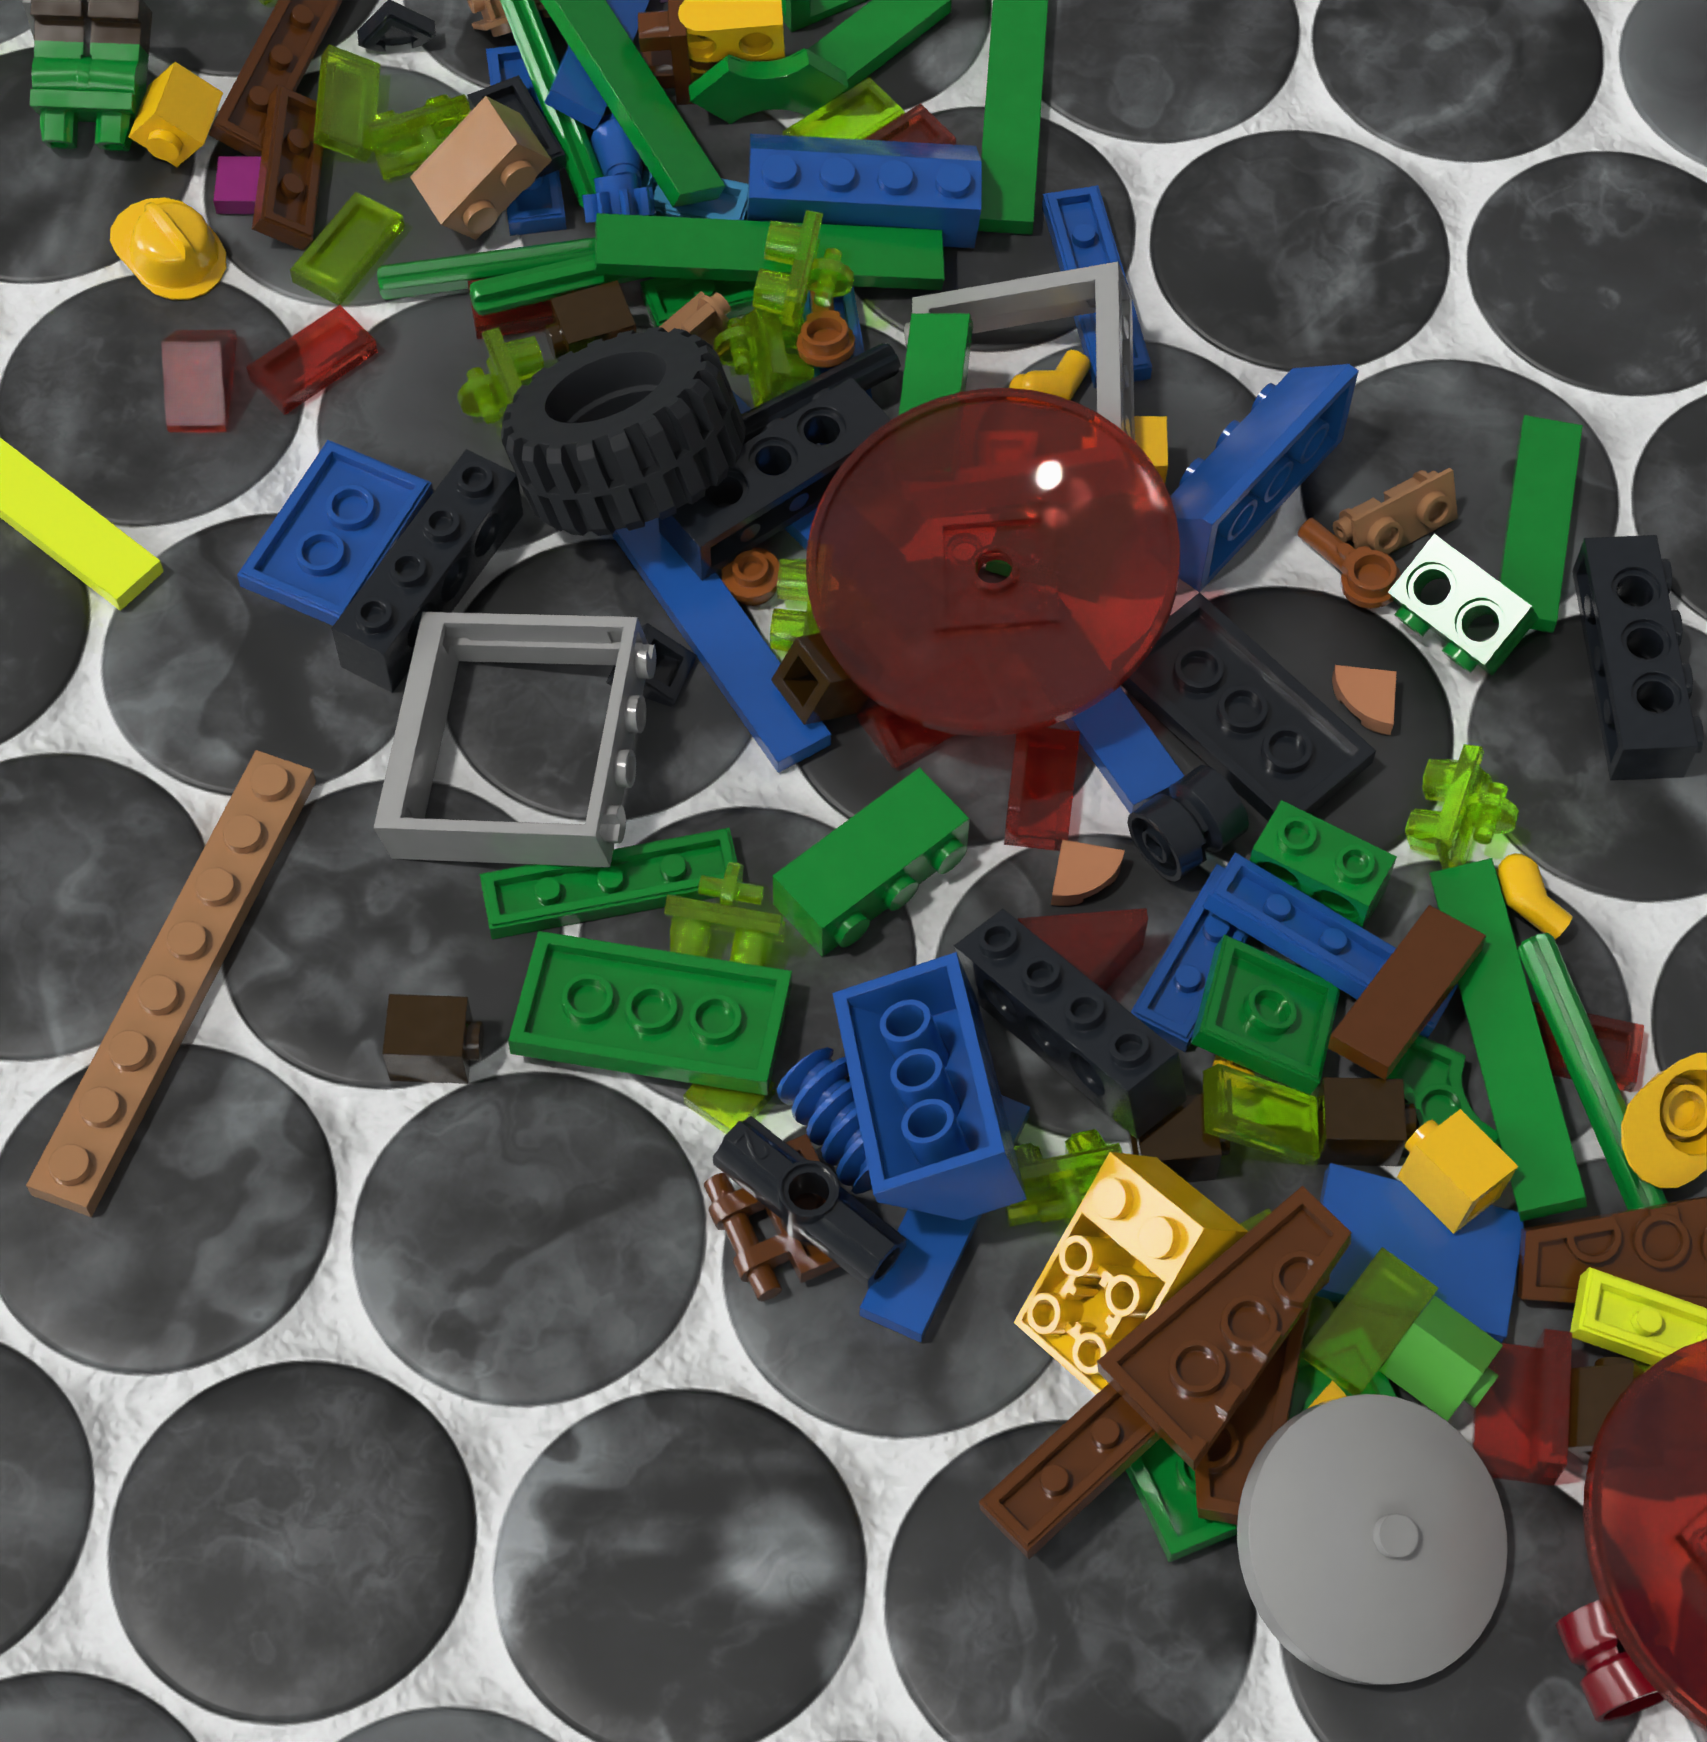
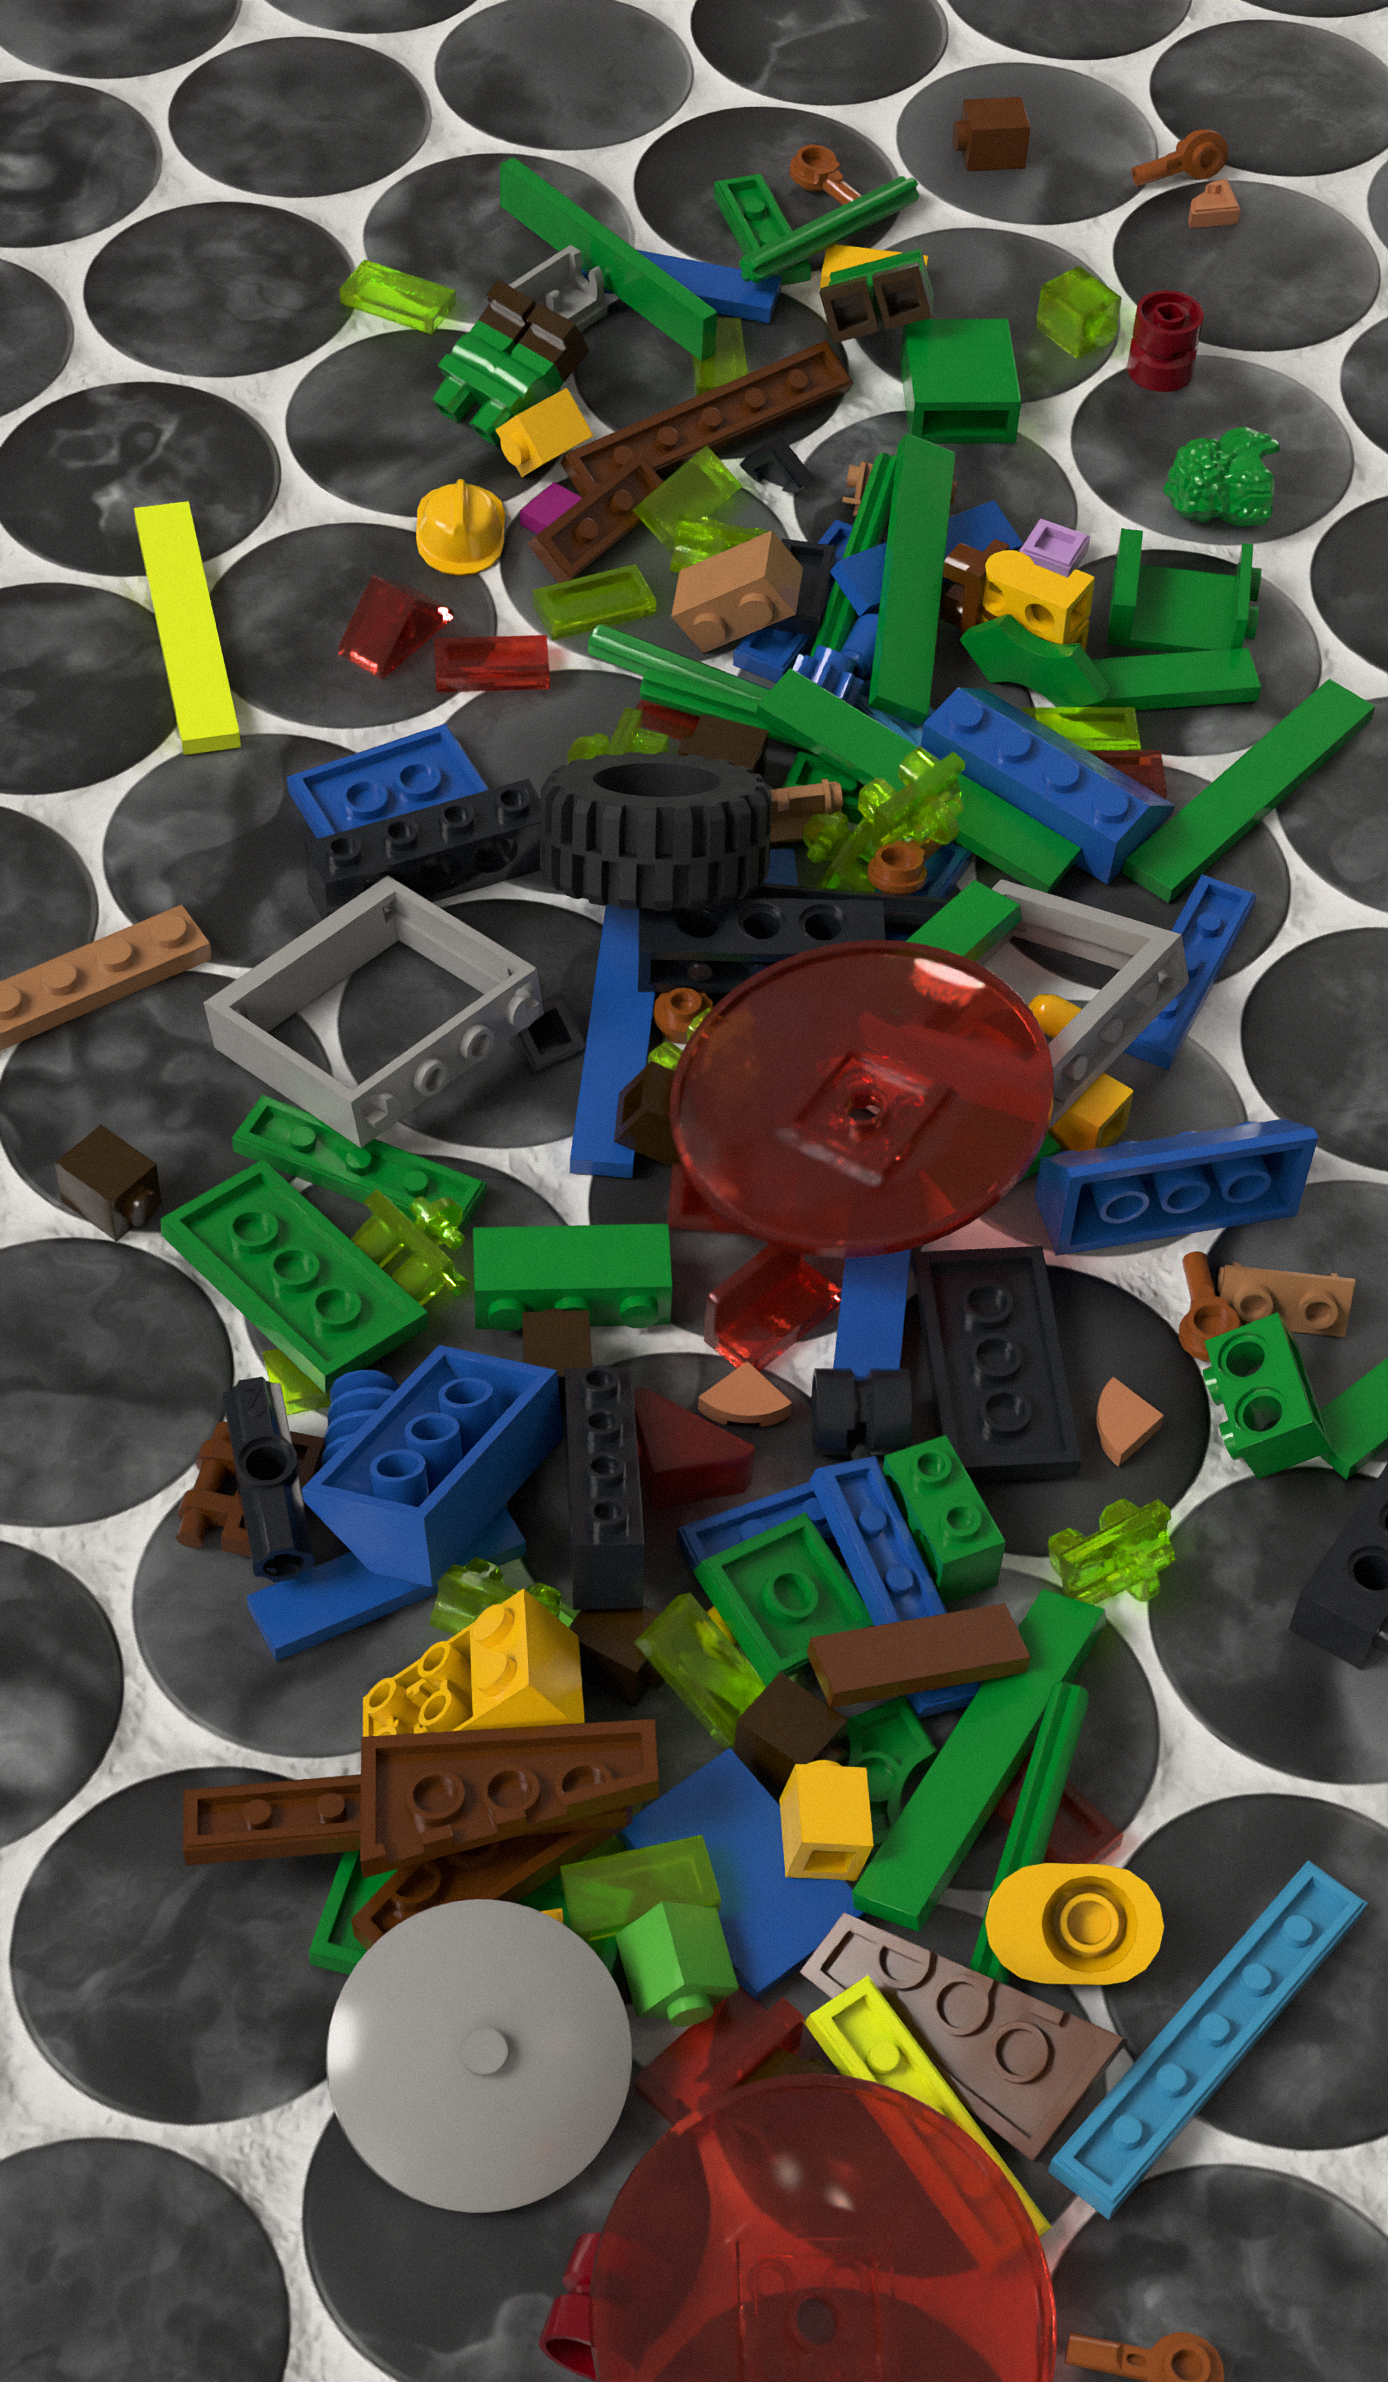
camera: 35 degrees right, 10 degrees down
(916, 929) = (557, 1341): none -> dark brown brick
(1527, 896) = (1112, 1662): yellow arm -> none

